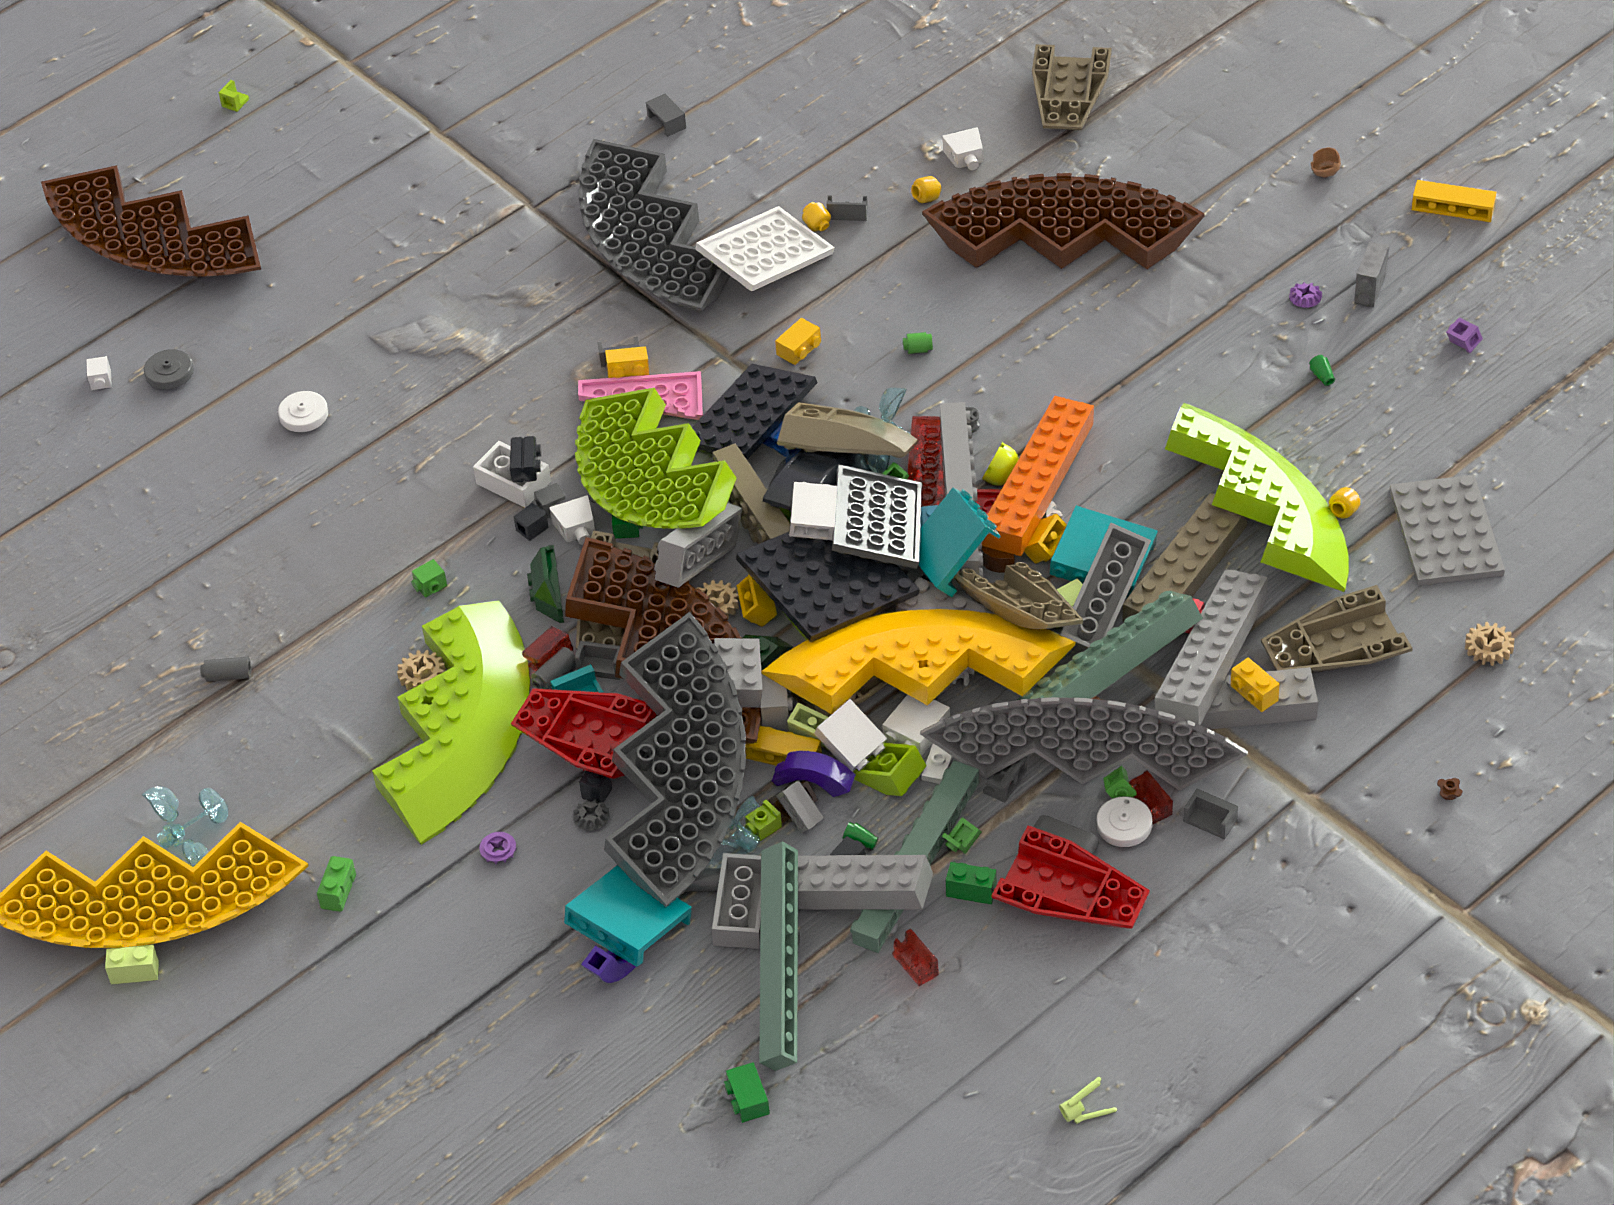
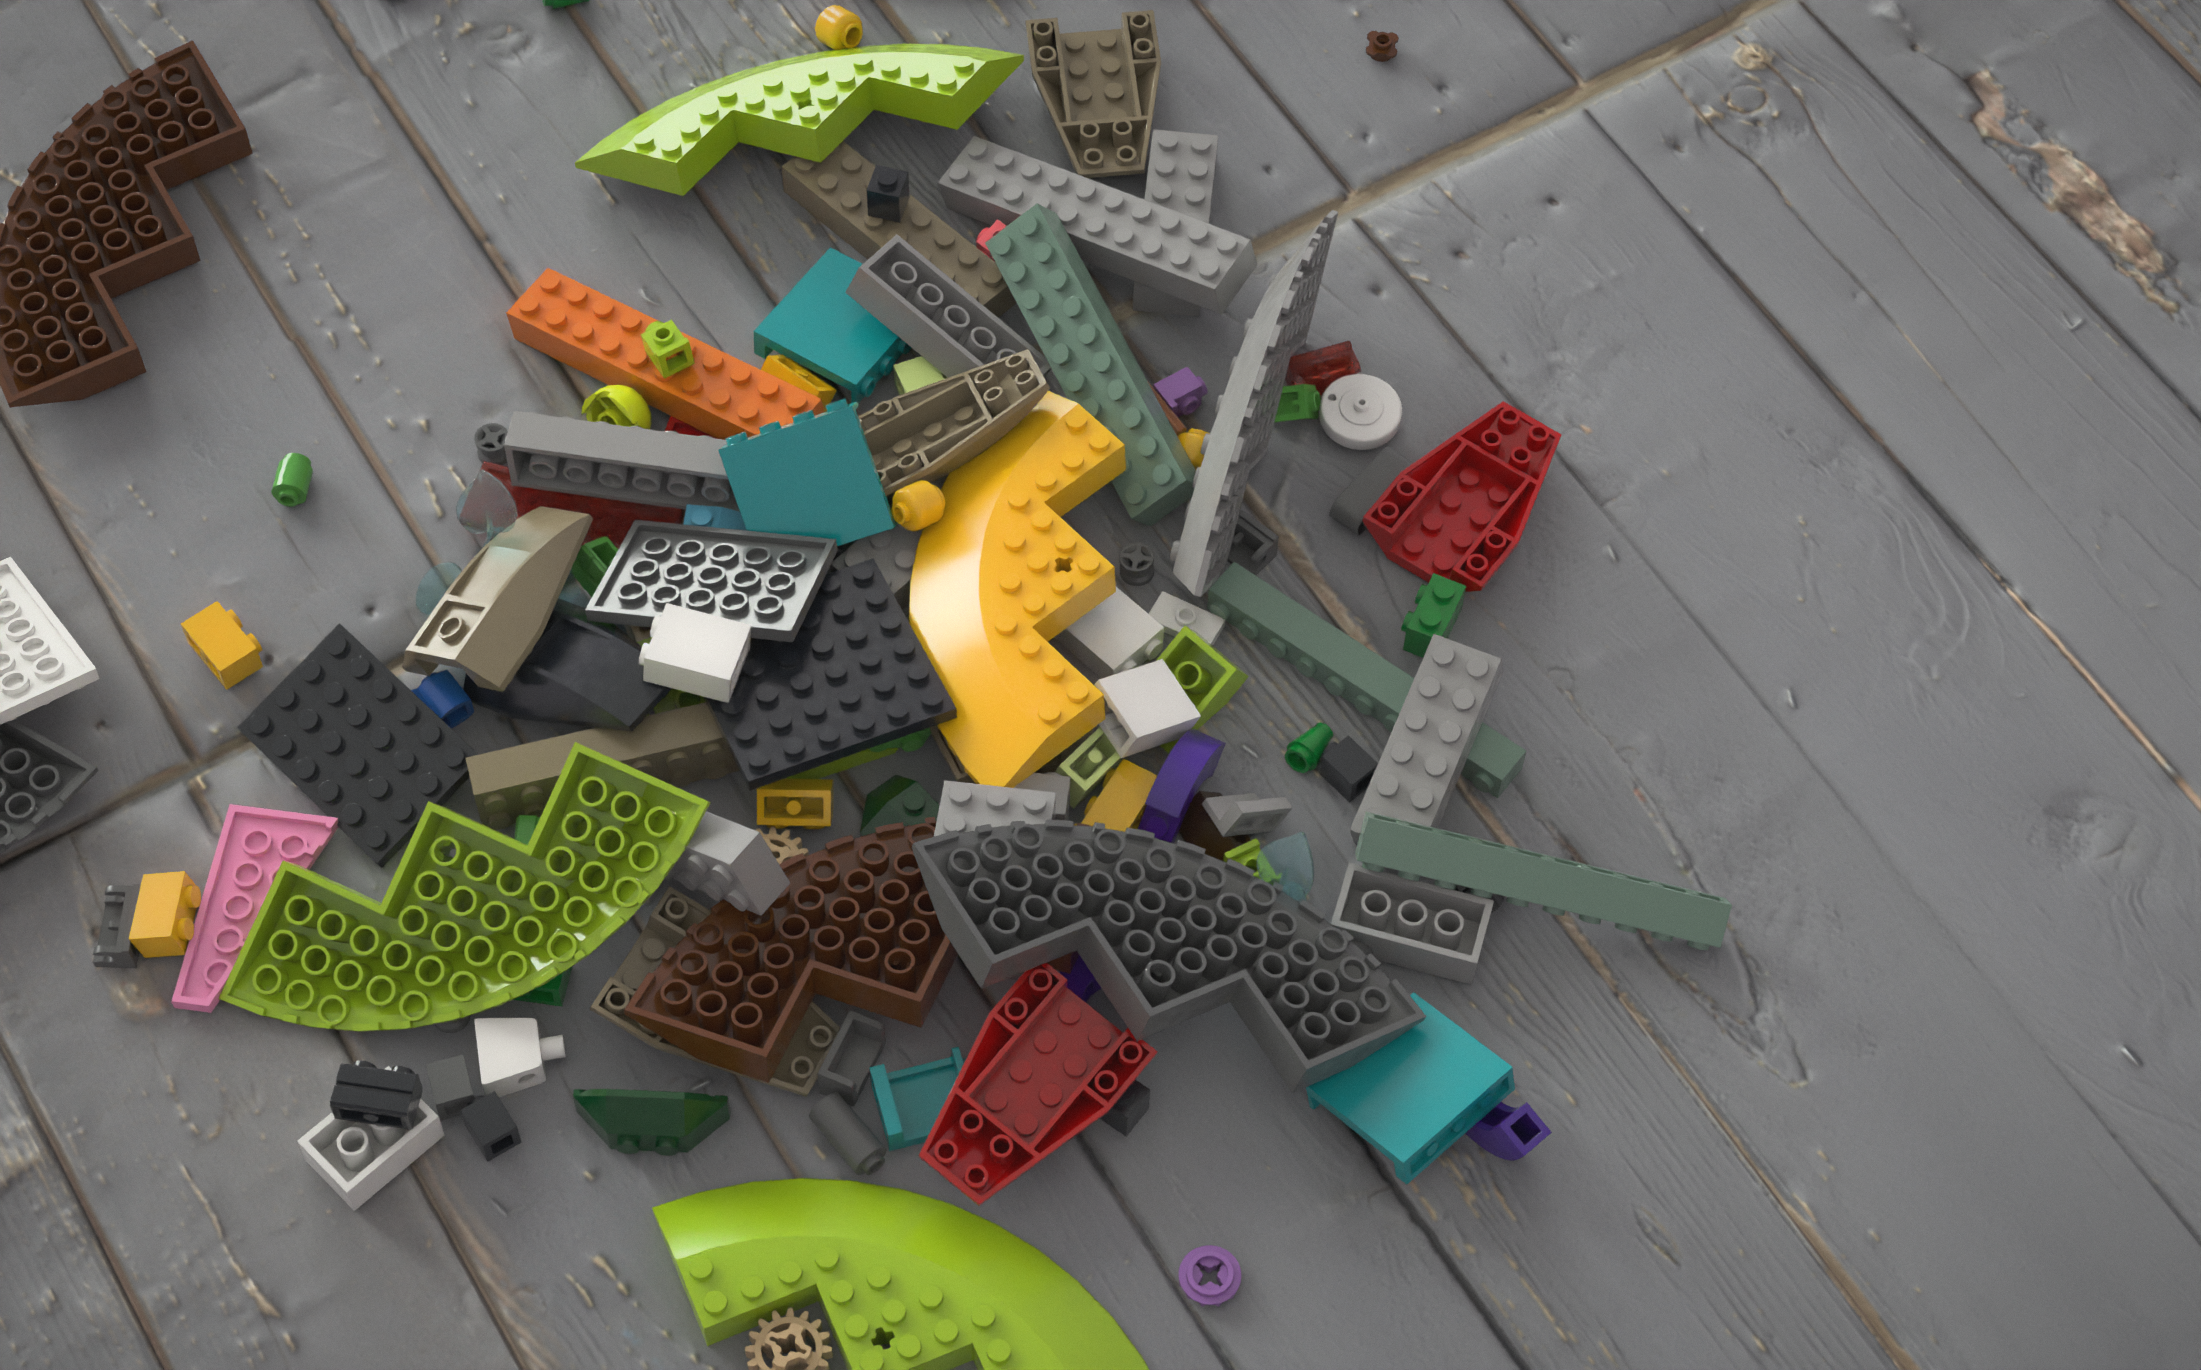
camera: 85 degrees left, 10 degrees up
(429, 578) = (572, 1314): bright green brick -> none
(546, 646) = (799, 1139): clear red hinge -> none
(591, 822) = (1171, 1139): dark grey gear -> none
(747, 1092) = (1763, 977): green brick -> none
(916, 958) = (1553, 715): clear red hinge -> none
(956, 596) = (918, 505): none -> yellow head
(962, 836) = (1342, 612): bright green bracket -> none
(1037, 456) = (663, 341): none -> lime brick
(1073, 1108) = (1844, 573): yellowish green plant -> none
(1194, 537) = (888, 193): none -> black brick
(1210, 813) = (1369, 309): dark grey panel -> none
(1255, 684) = (1191, 184): yellow brick -> none

